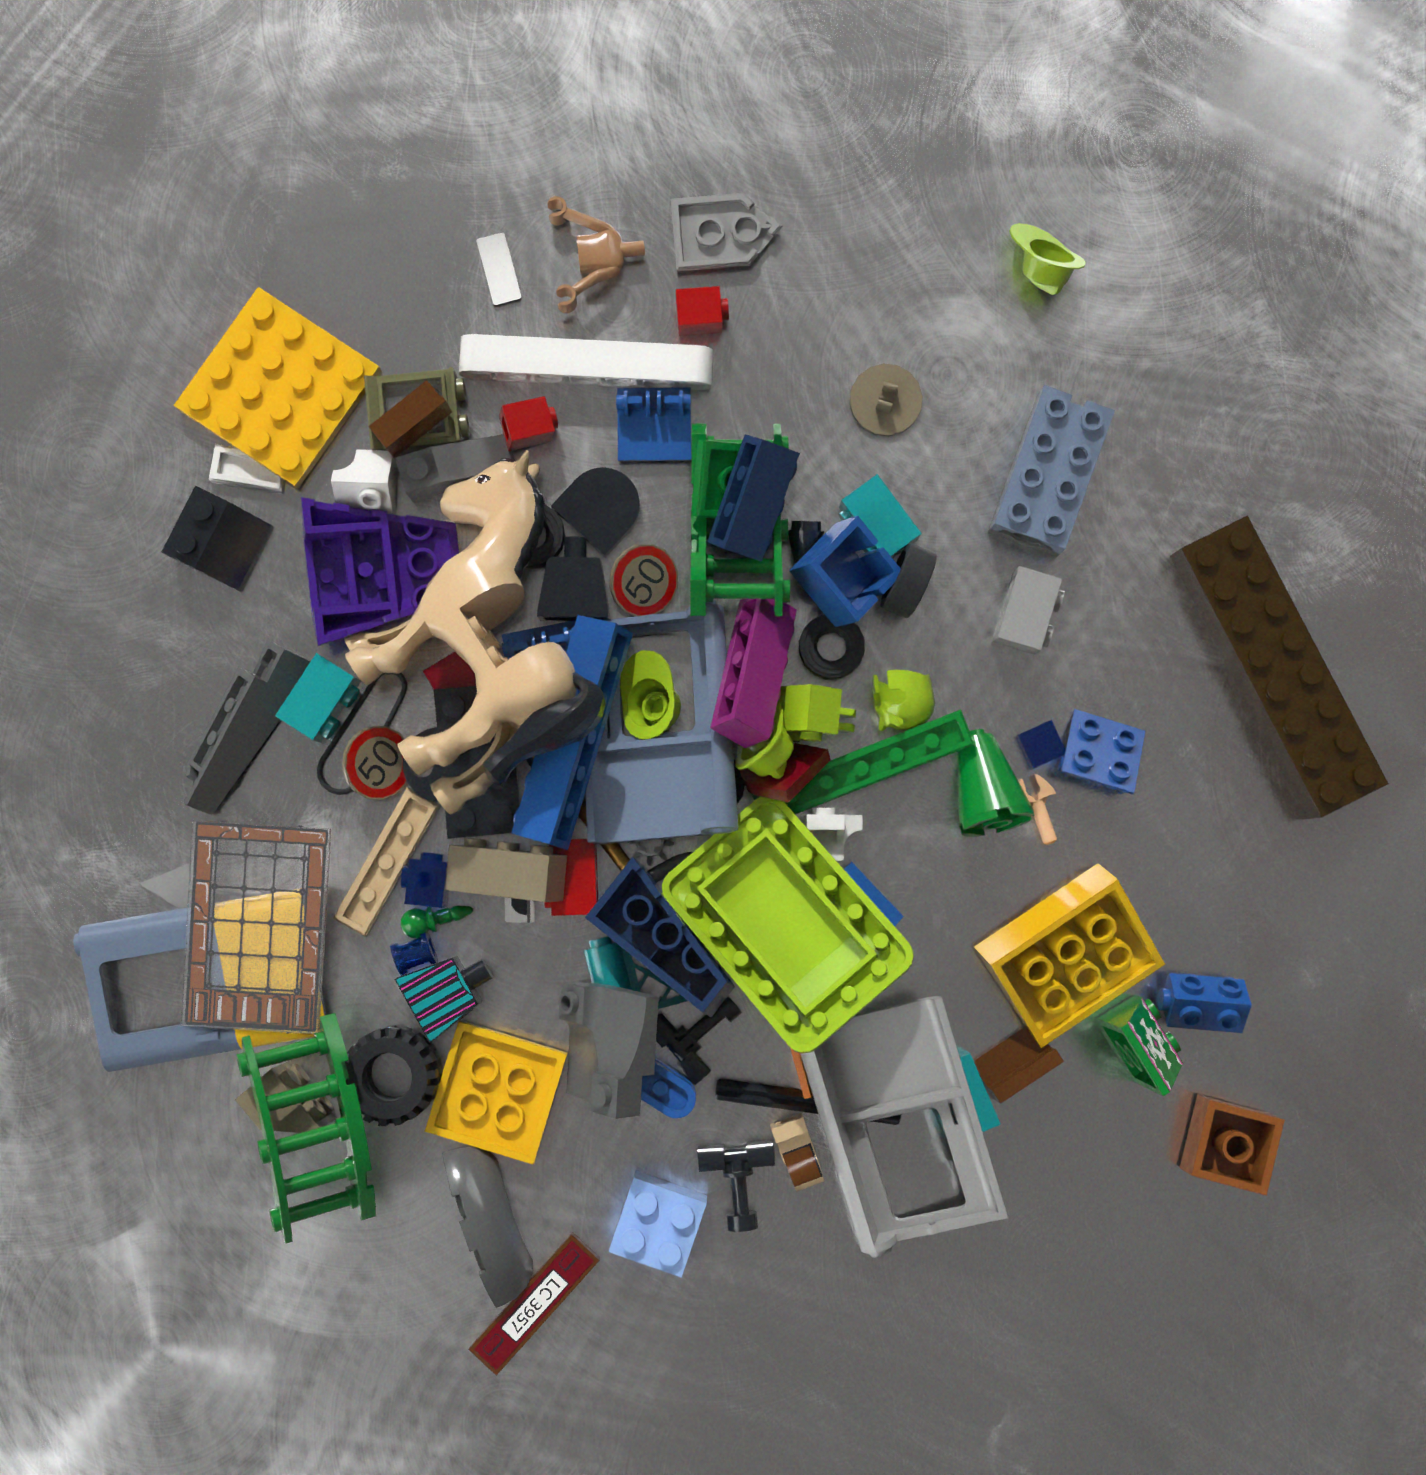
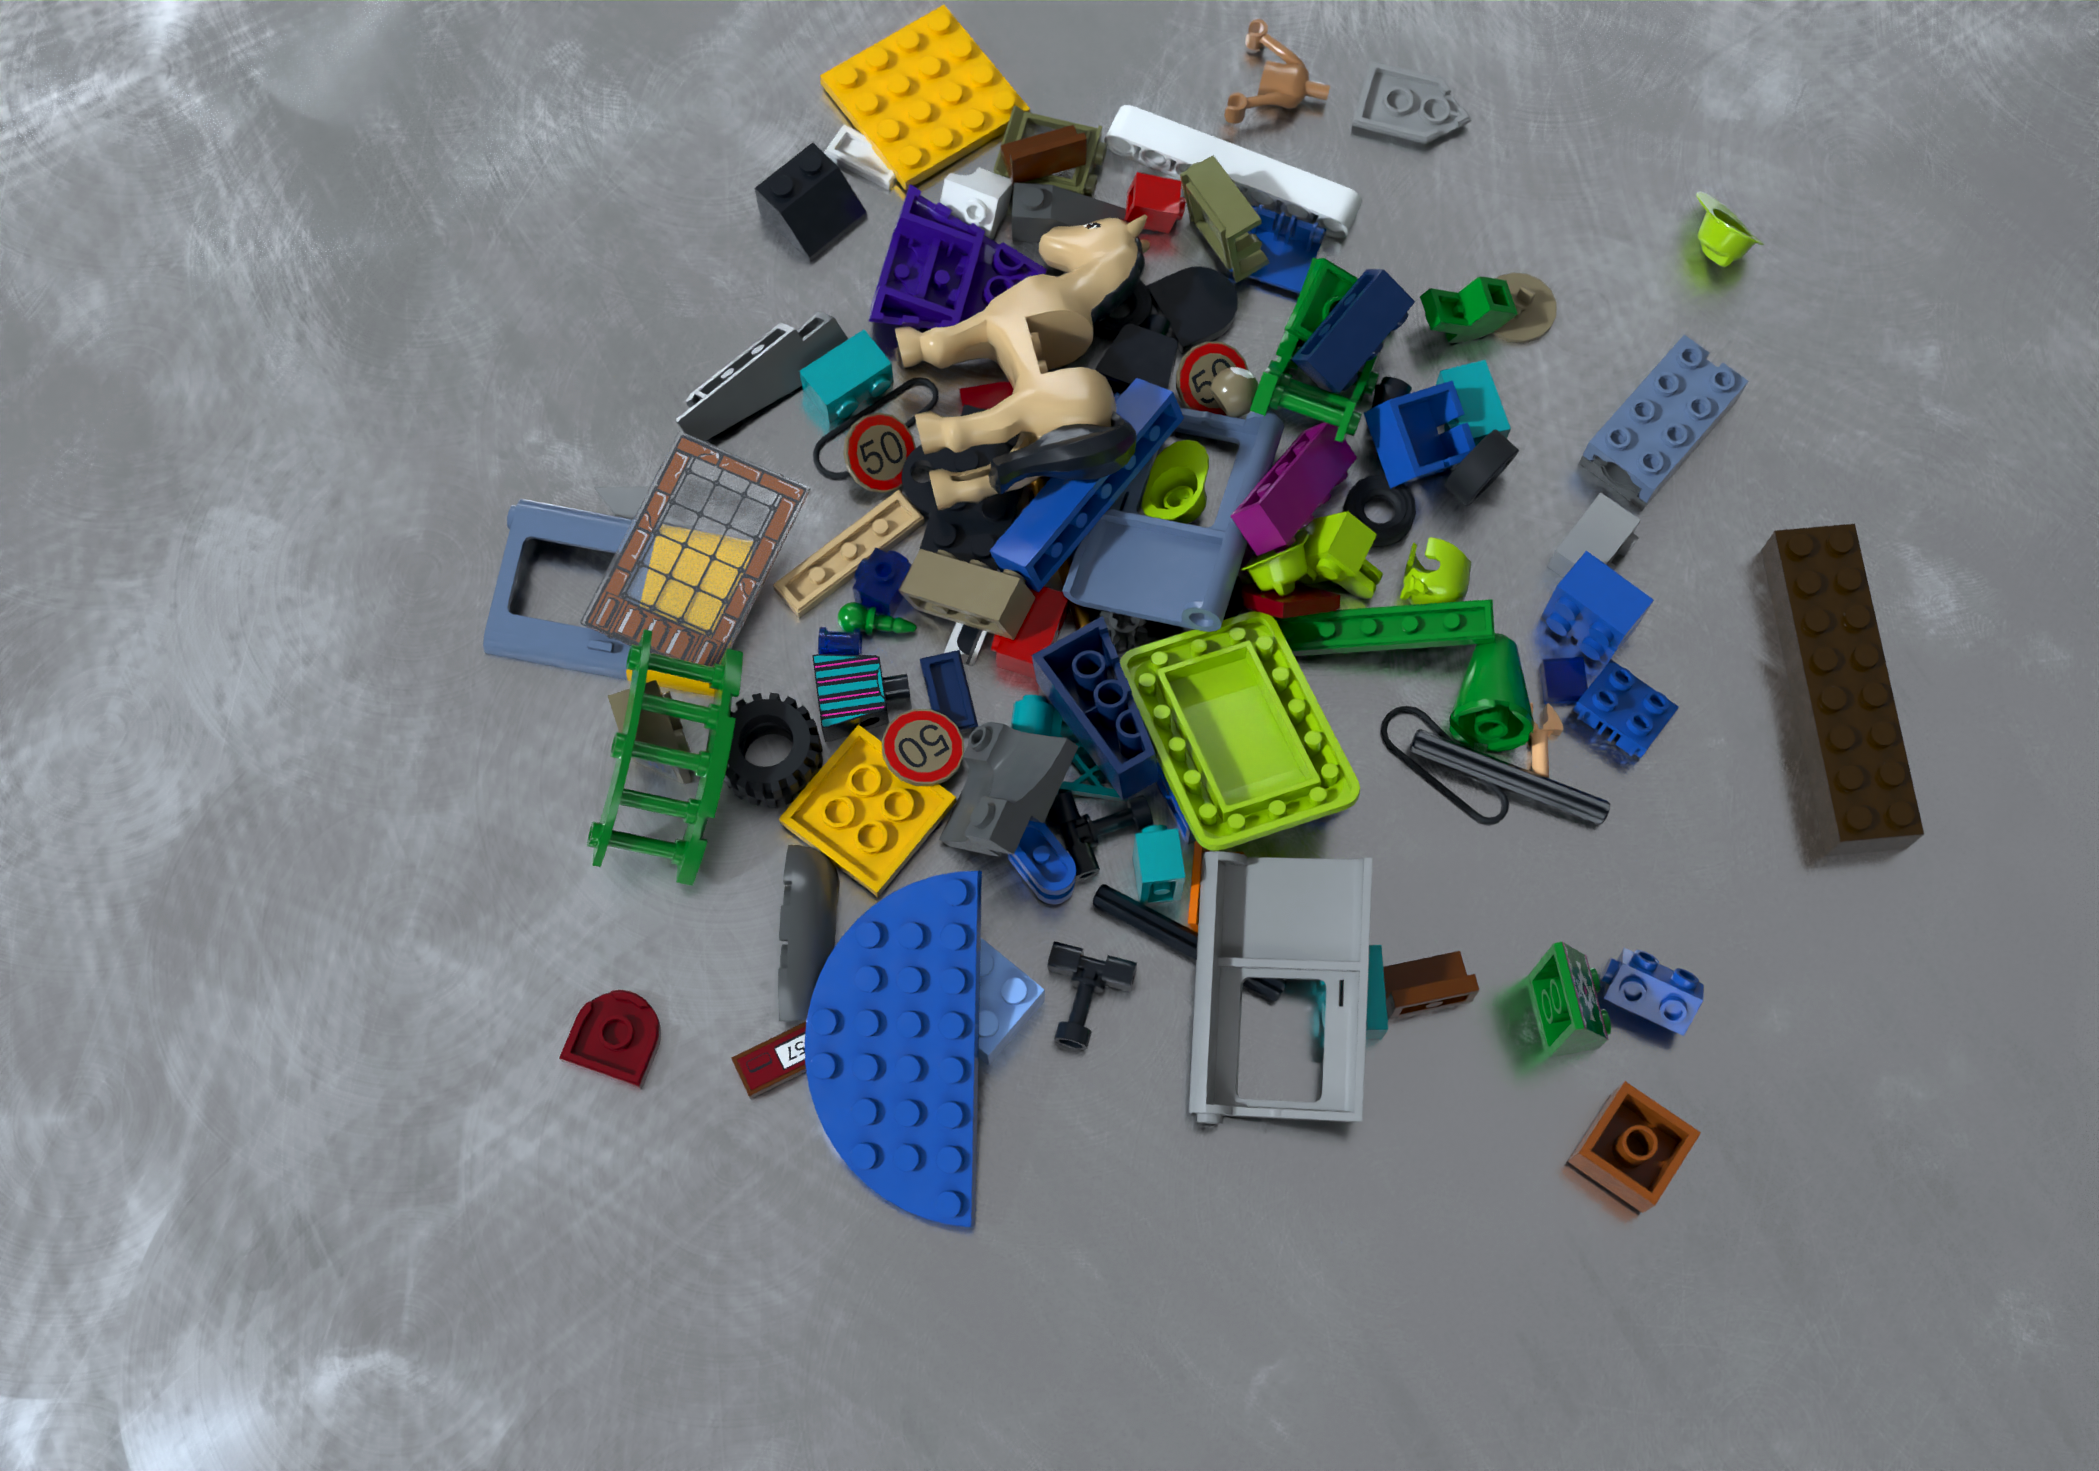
camera: 20 degrees right, 15 degrees down
(365, 1366) = (615, 1037): none -> dark red tile
(498, 268) = (1179, 67): white sticker -> none
(521, 1021) = (922, 747): none -> piece
(524, 958) = (949, 689): none -> dark blue tile
(597, 421) = (1223, 217): none -> olive window
(605, 1297) = (900, 1046): none -> blue plate
(668, 588) = (1234, 391): none -> dark tan piece
(701, 310) = (1362, 163): red brick -> none
(760, 1056) = (1158, 865): none -> teal brick
(797, 1151) = (1159, 984): leg -> none
(832, 829) = (1321, 672): white brick -> none
(846, 426) = (1472, 311): none -> green brick
(956, 875) = (1429, 777): none -> black piece
(1024, 853) = (1510, 776): none -> black axle
(1051, 678) = (1596, 608): none -> blue piece
(1070, 954) = (1521, 891): yellow slope -> none

